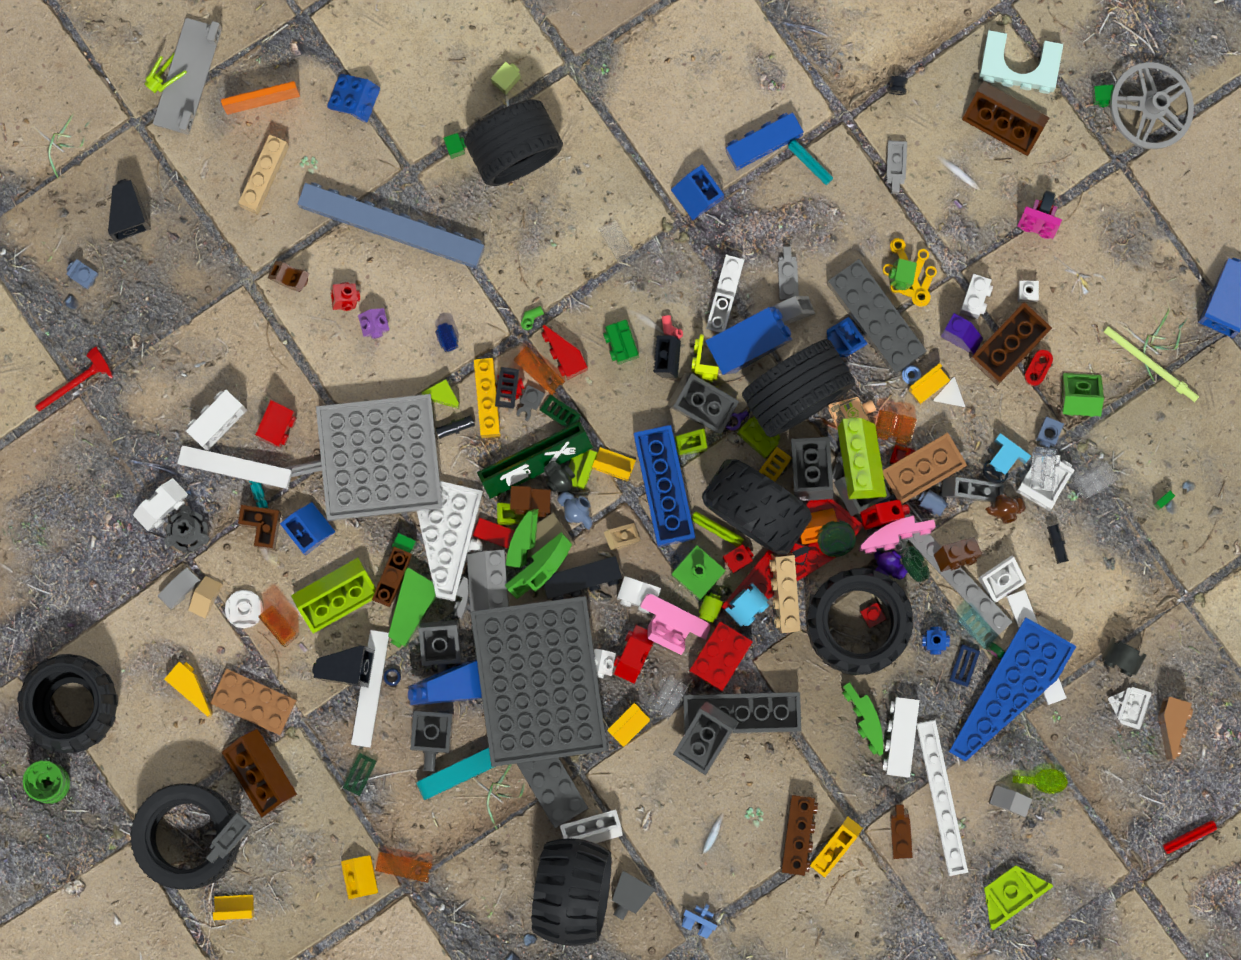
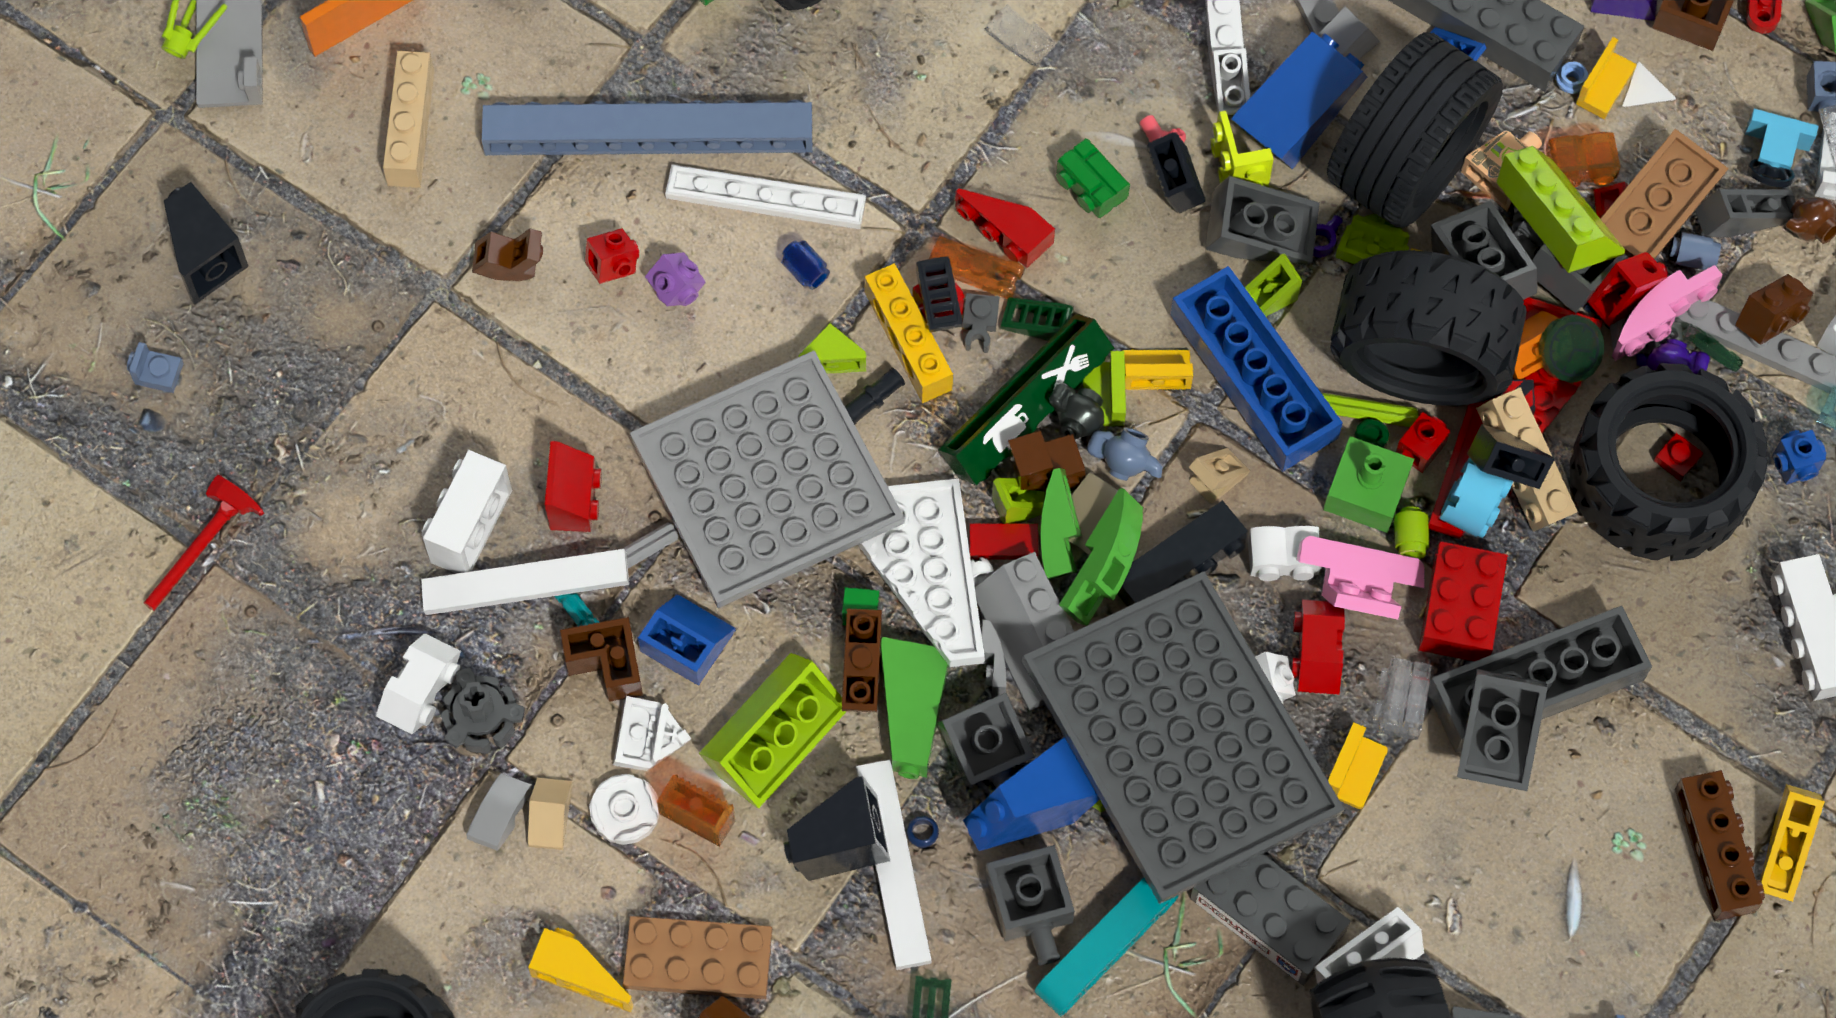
camera: 25 degrees left, 15 degrees down
(269, 573) = (646, 734): none -> white slope
(441, 288) = (765, 196): none -> white tile
(529, 317) = (926, 192): bright green arm -> none
(713, 544) = (1373, 432): none -> dark green tile
(771, 592) = (1509, 457): none -> black slope
(870, 726) = (1755, 623): bright green slope -> none

